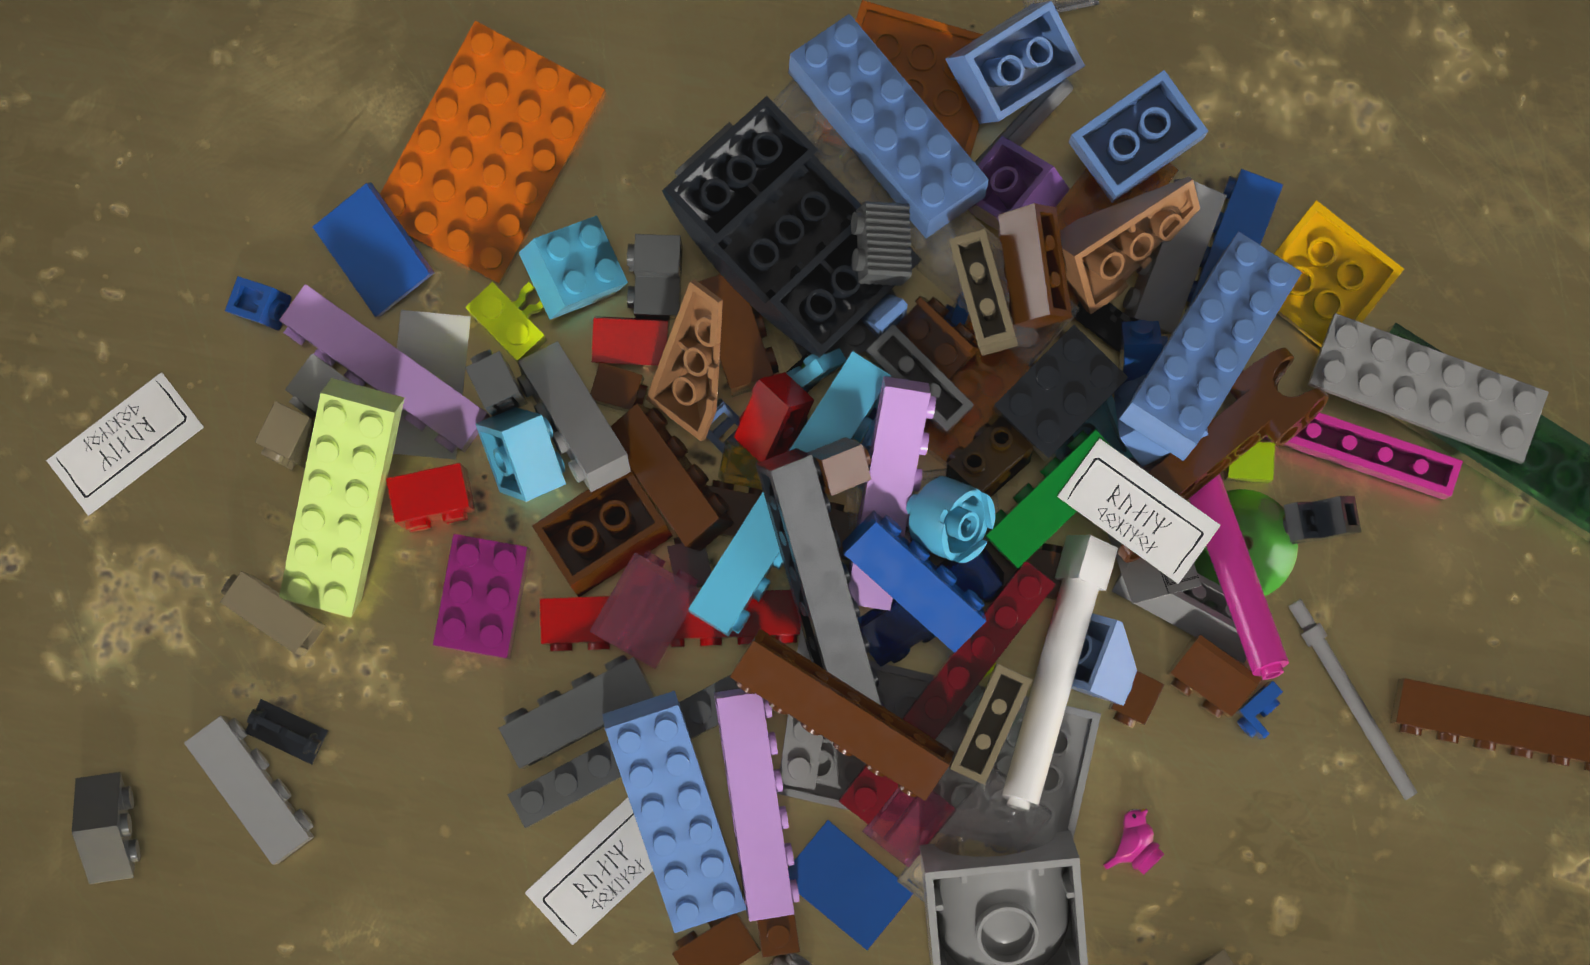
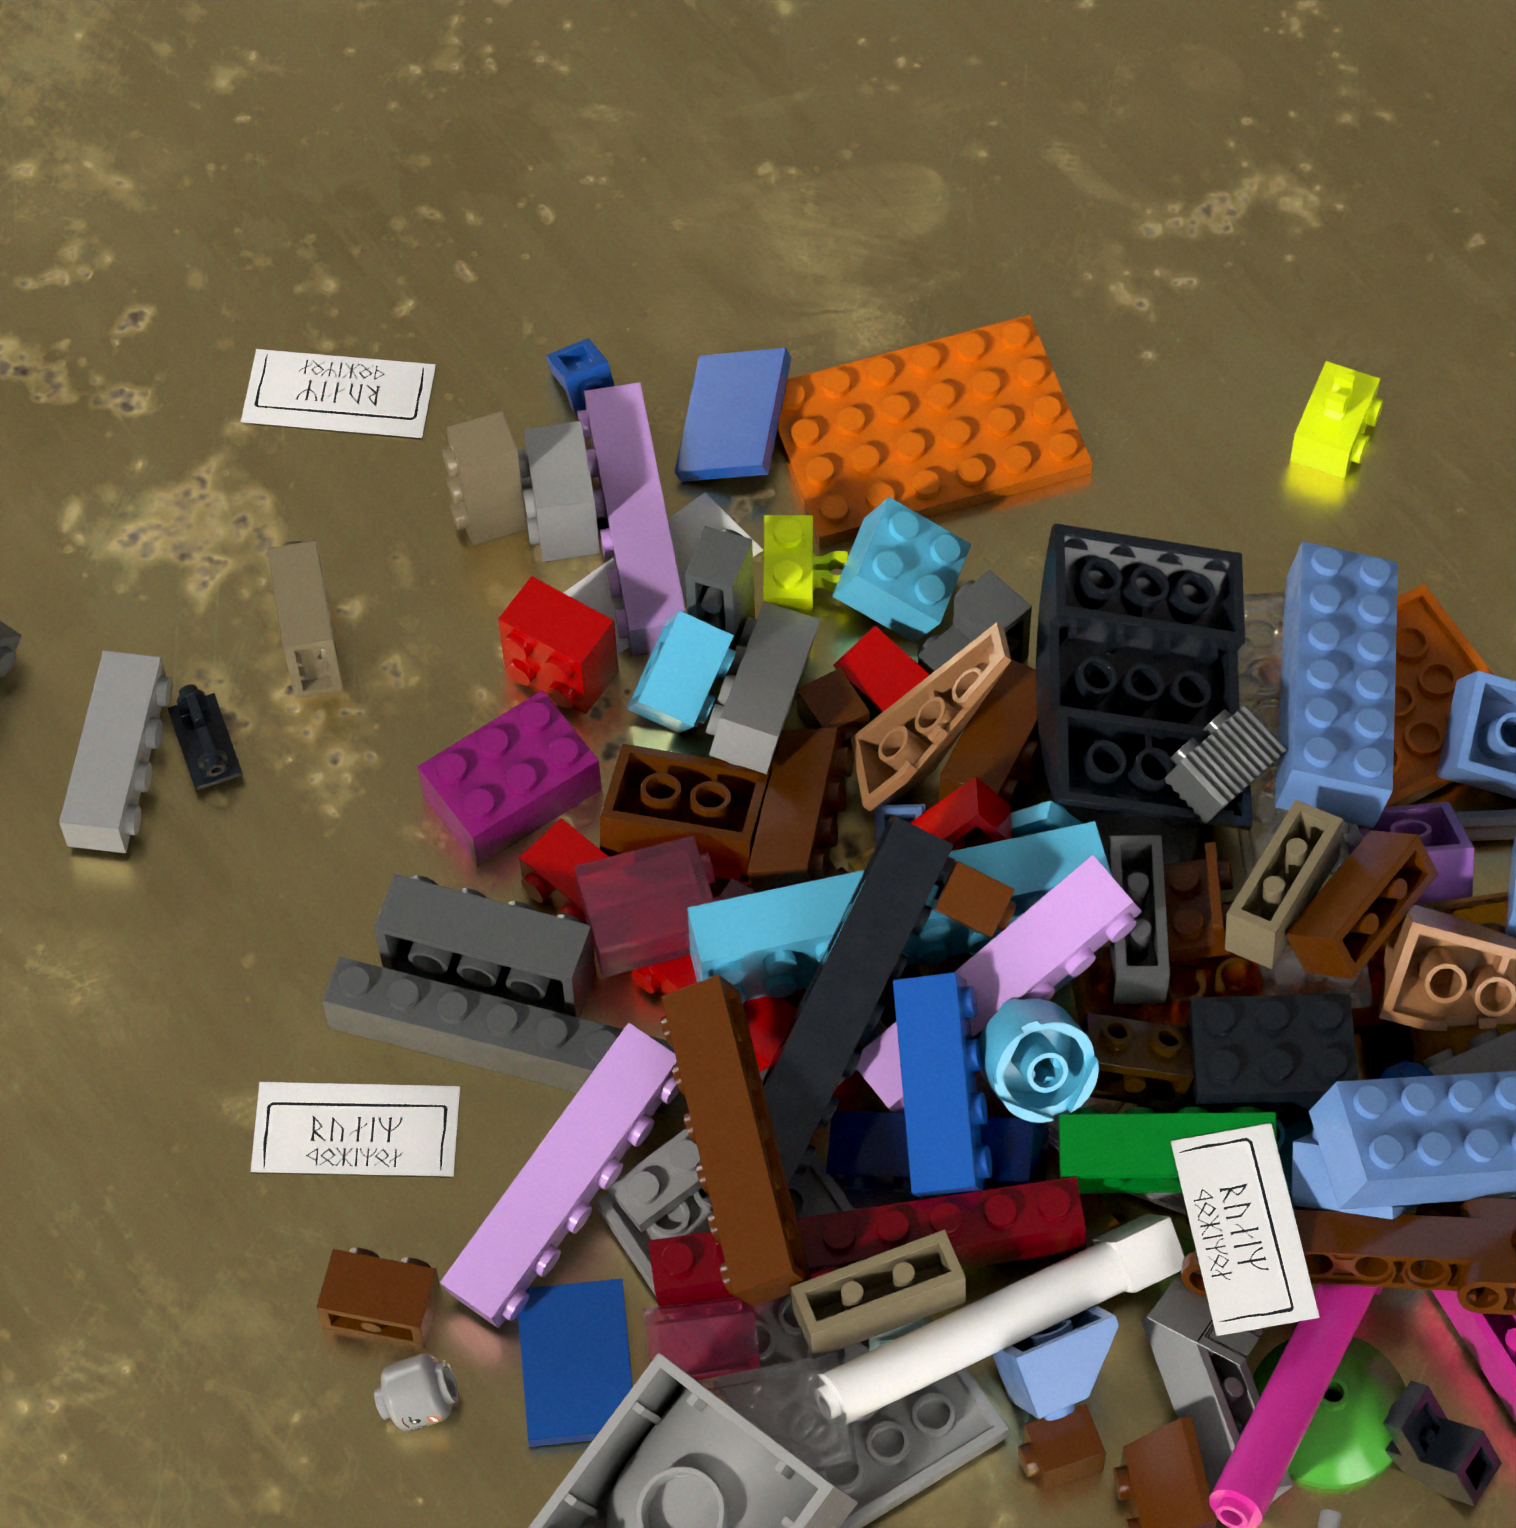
camera: 45 degrees right, 25 degrees down
(341, 497) = (472, 560): yellowish green brick -> none
(674, 811) = (477, 1105): medium blue brick -> none
(778, 936) = (457, 1335): reddish brown brick -> none
(885, 313) = (1173, 825): medium blue slope -> none
(1254, 465) = (1415, 1326): lime brick -> none

